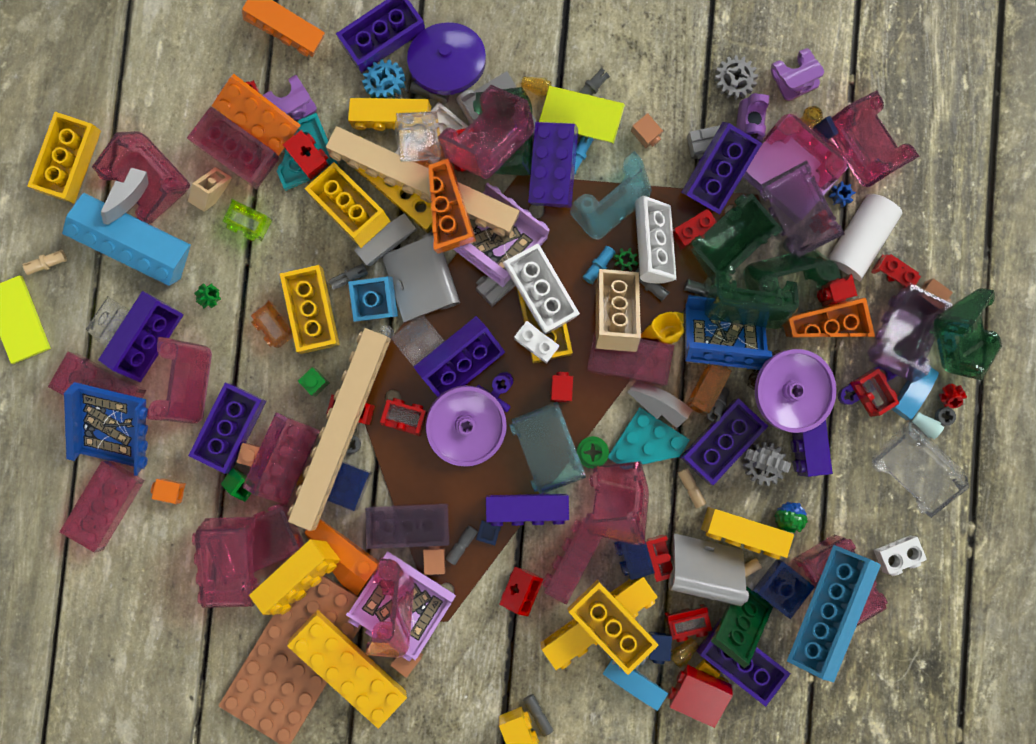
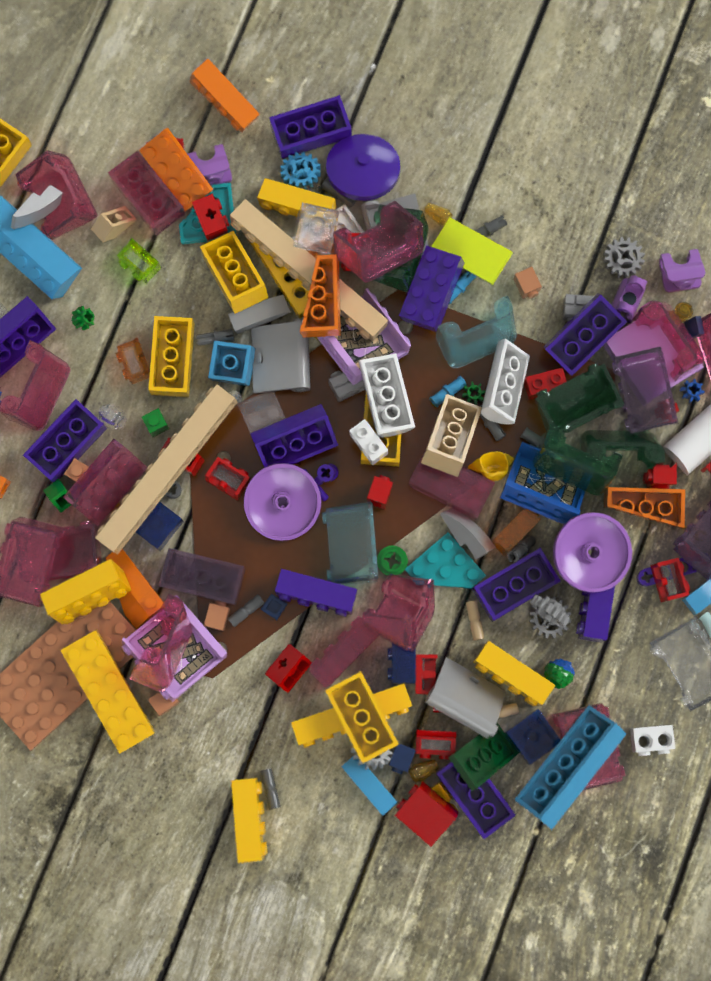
camera: 20 degrees right, 5 degrees down
(268, 388) = (112, 416): none -> clear head

